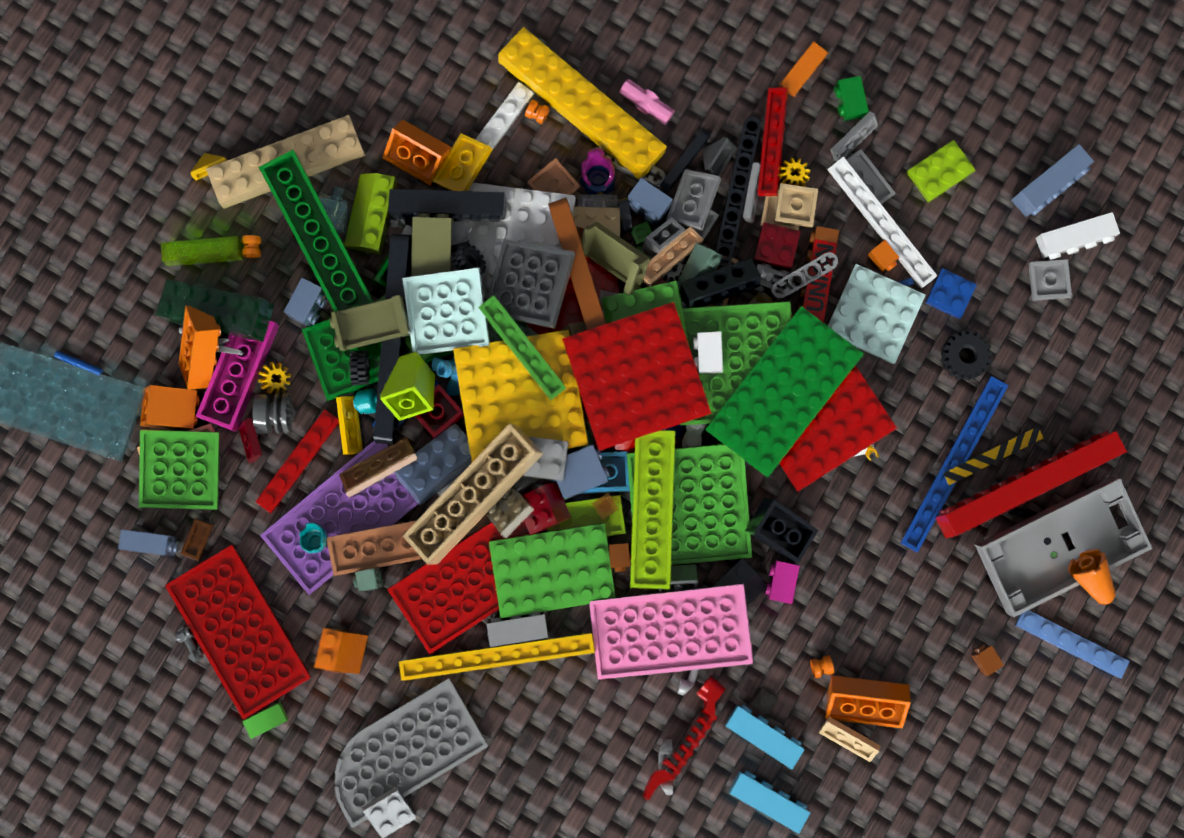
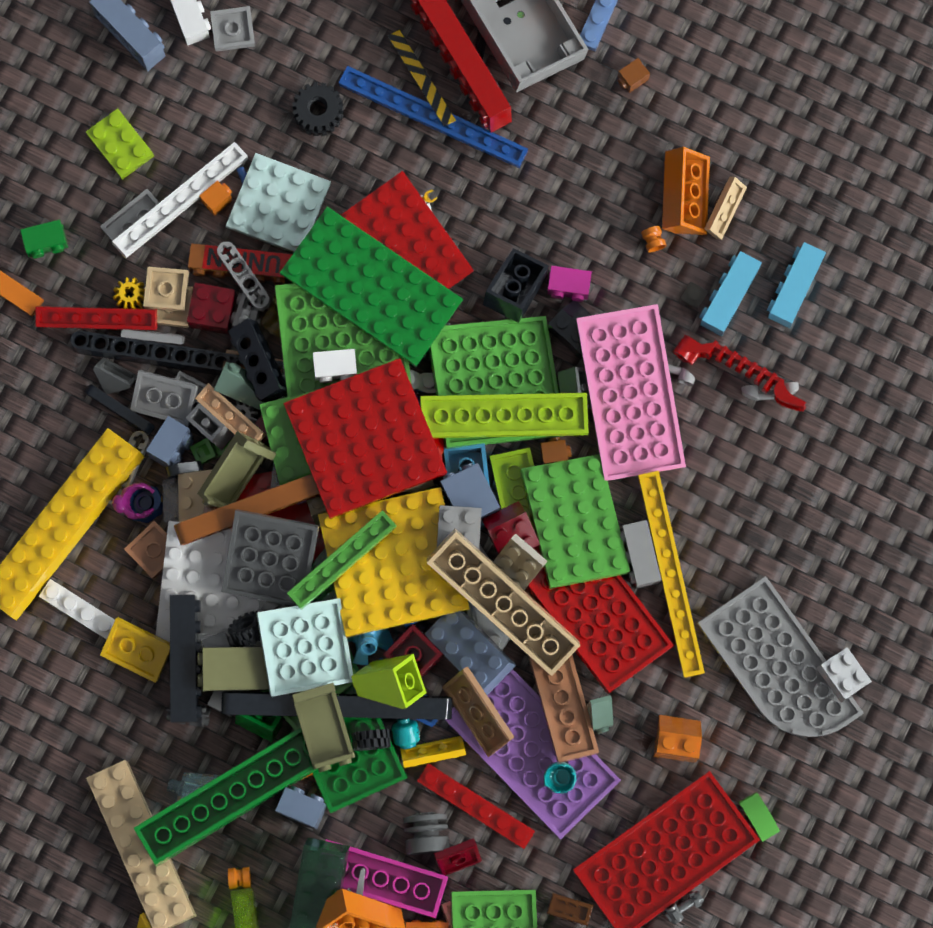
camera: 90 degrees left, 5 degrees down
(281, 379) = (381, 832): yellow gear -> none
(370, 213) = (194, 748): lime slope -> none
(415, 151) = (123, 702): orange slope -> none
(537, 111) = (74, 568): orange wheel -> none
(605, 506) = (503, 469): clear orange plate -> none
(646, 101) = (56, 455): bright pink piece -> none
(854, 136) = (87, 233): light grey tile -> none
(951, 293) = (252, 128): blue plate -> none

